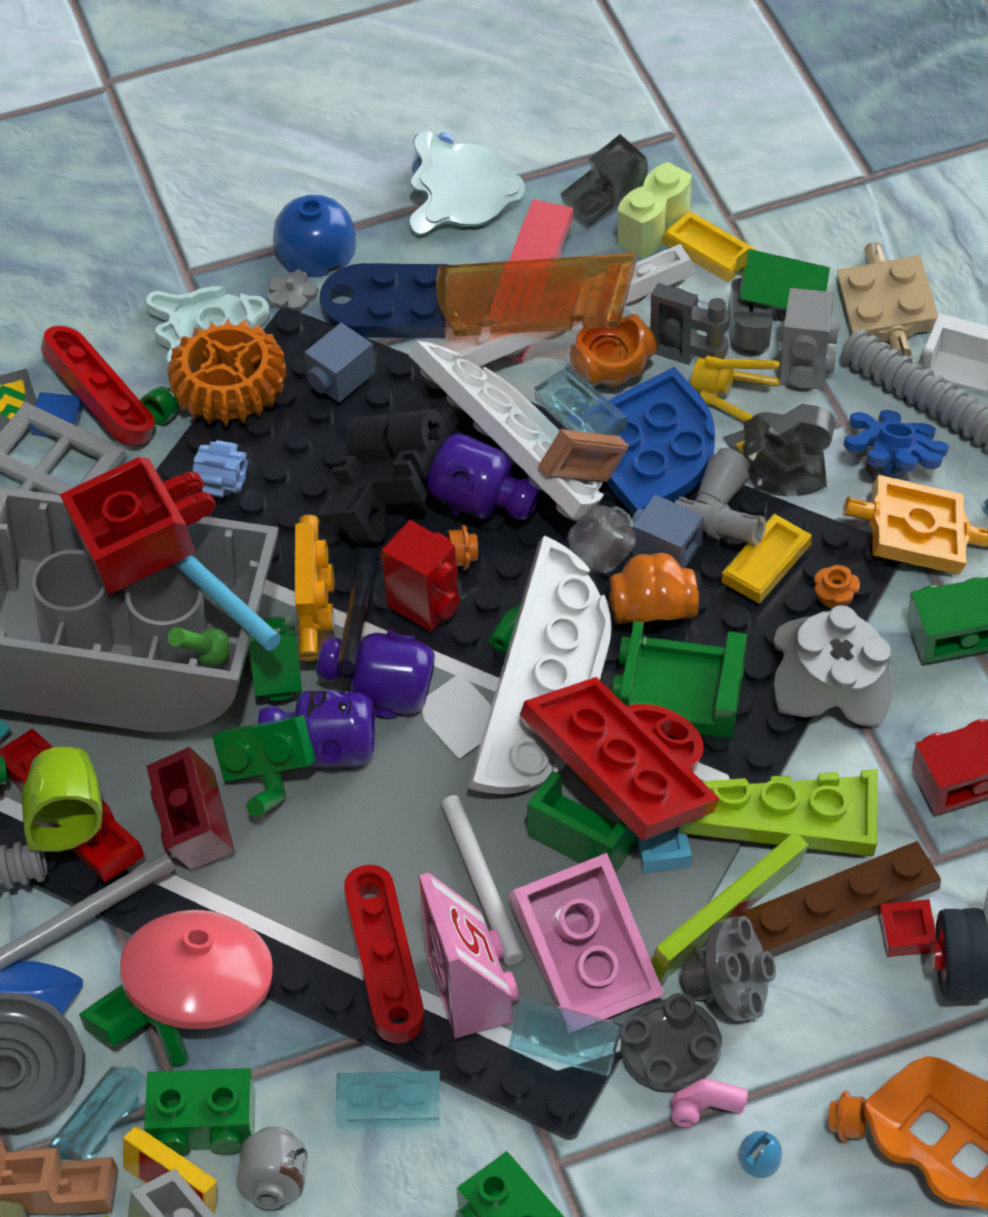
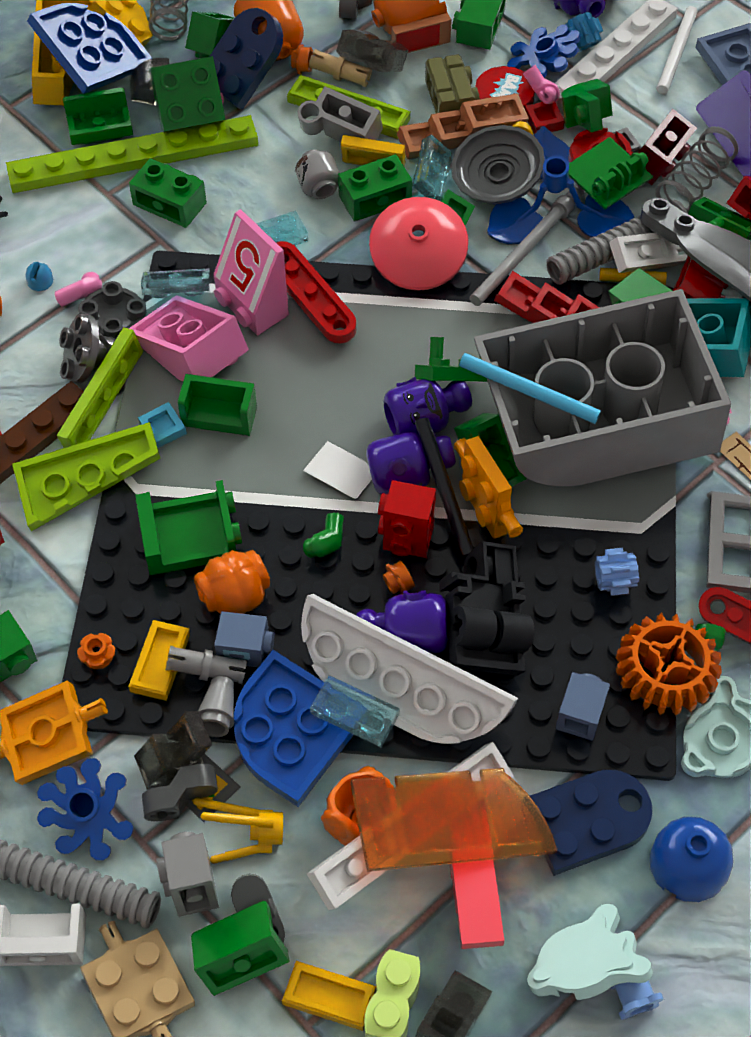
camera: 155 degrees right, 5 degrees up
(64, 792) = (555, 275): lime helmet -> none
(135, 520) = (607, 381): red hinge -> none
(189, 809) = (473, 313): dark red brick -> none
(208, 646) = (521, 359): bright green bar -> none
(293, 291) = (678, 799): light grey plant -> none
(482, 878) = (281, 371): white bar -> none
(554, 644) = (285, 492): white plate -> none
(583, 455) = (324, 643): nougat tile -> none
(602, 538) = (284, 607): clear head -> none
(626, 754) = (200, 435): red plate -> none
(676, 321) = (304, 846): dark grey plate -> none
(831, 664) = (98, 593): light grey brick -> none

